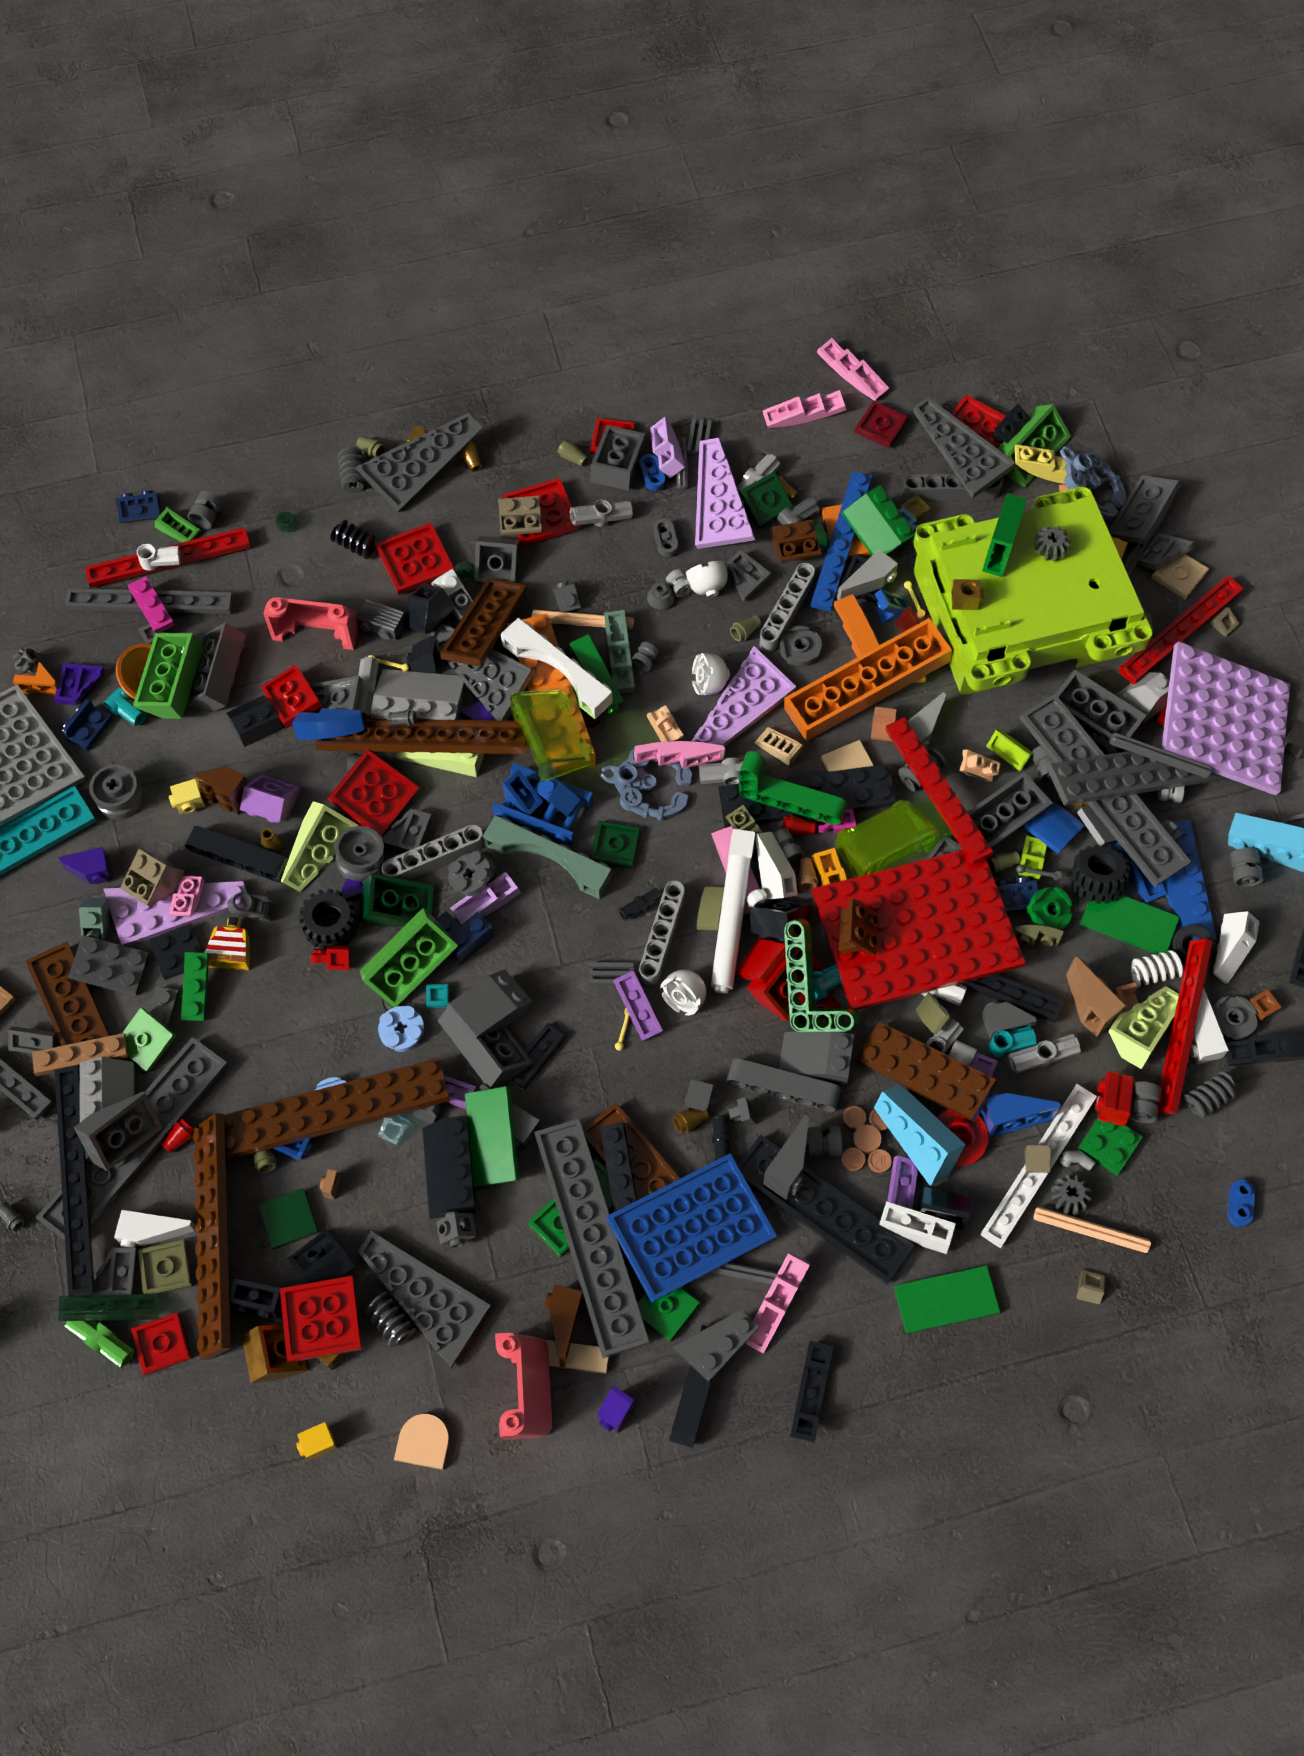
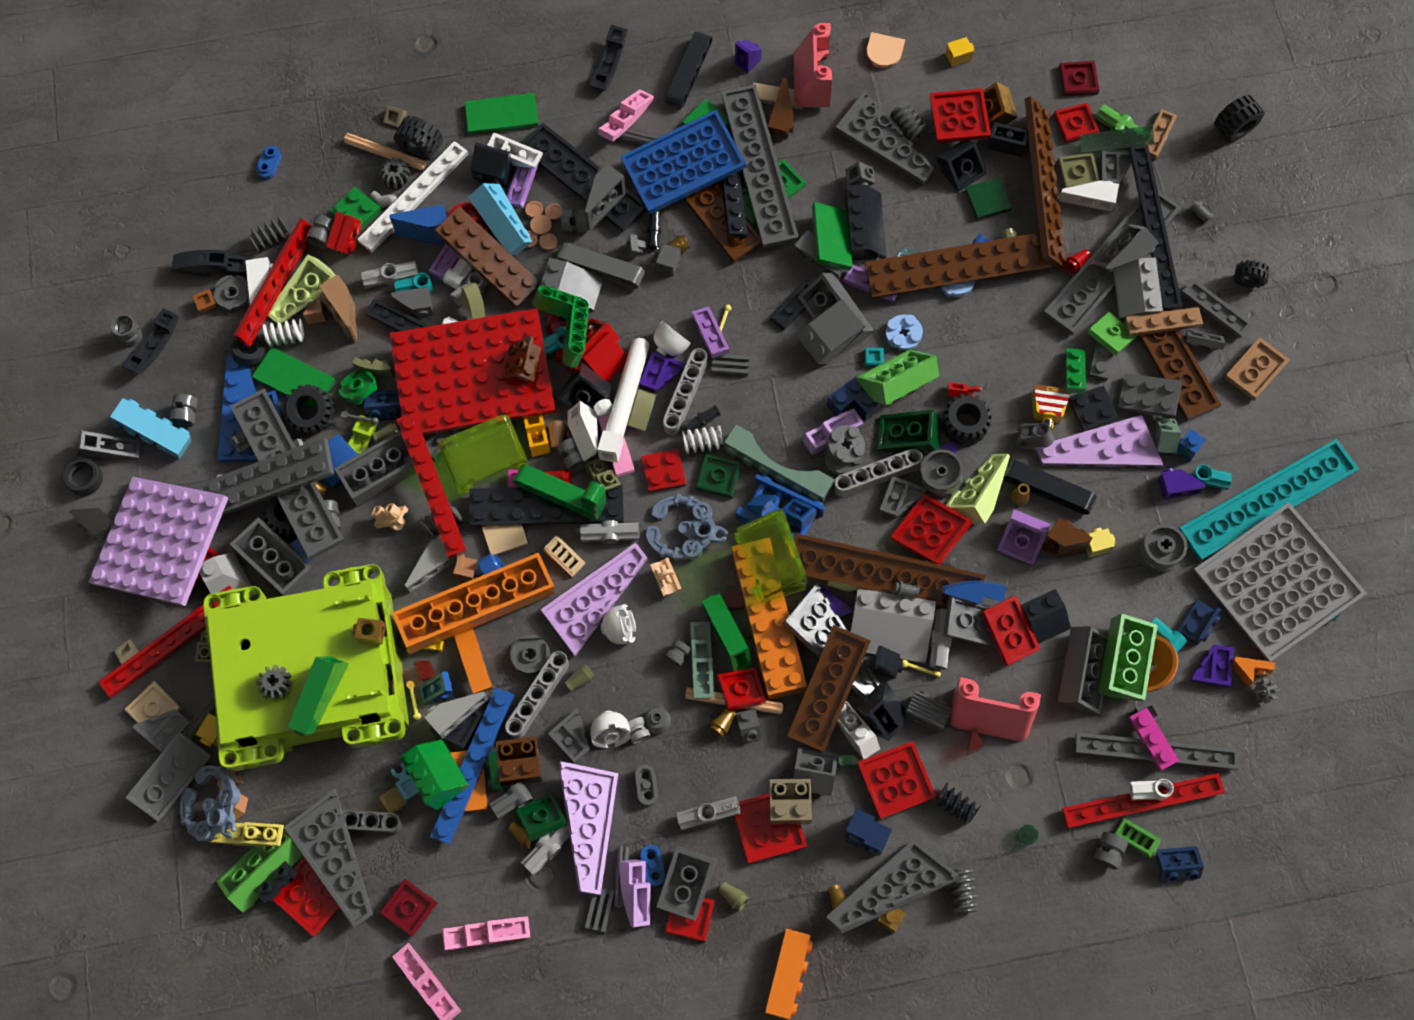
camera: 175 degrees left, 5 degrees up
(46, 1340) = (1161, 130): none -> medium nougat tile
(50, 876) = (1213, 477): none -> teal piece
(67, 909) = (1190, 445): none -> blue brick
(150, 1416) = (1079, 78): none -> dark red tile
(151, 877) = (1121, 463): dark tan slope -> none
(188, 896) = (1089, 445): bright pink slope -> none
(330, 1184) = (958, 217): medium nougat plate -> none
(335, 592) = (974, 742): none -> clear red slope
(371, 447) = (942, 920): olive cone -> none
(445, 507) = (867, 833): none -> dark blue brick
(517, 396) = (788, 974): none -> orange brick
(527, 643) = (789, 652): white arch -> none
(575, 623) = (741, 689): none -> red tile
(594, 594) = (721, 724): none -> pearl gold cone
(637, 876) = (702, 439): none -> white piece
(679, 845) = (663, 470): none -> red plate
(686, 752) = (647, 541): bright pink slope -> none
(695, 955) = (660, 371): none -> dark purple wing
(717, 1344) = (671, 84): dark grey wing -> none
(858, 725) = (488, 564): none -> blue head
(1009, 749) = (359, 534): lime tile -> none
(1037, 1158) = (414, 194): dark tan slope -> none
(1049, 1233) = (418, 138): none -> black tyre
(1160, 755) = (230, 492): dark grey axle -> none
(1236, 940) = (210, 351): white slope -> none

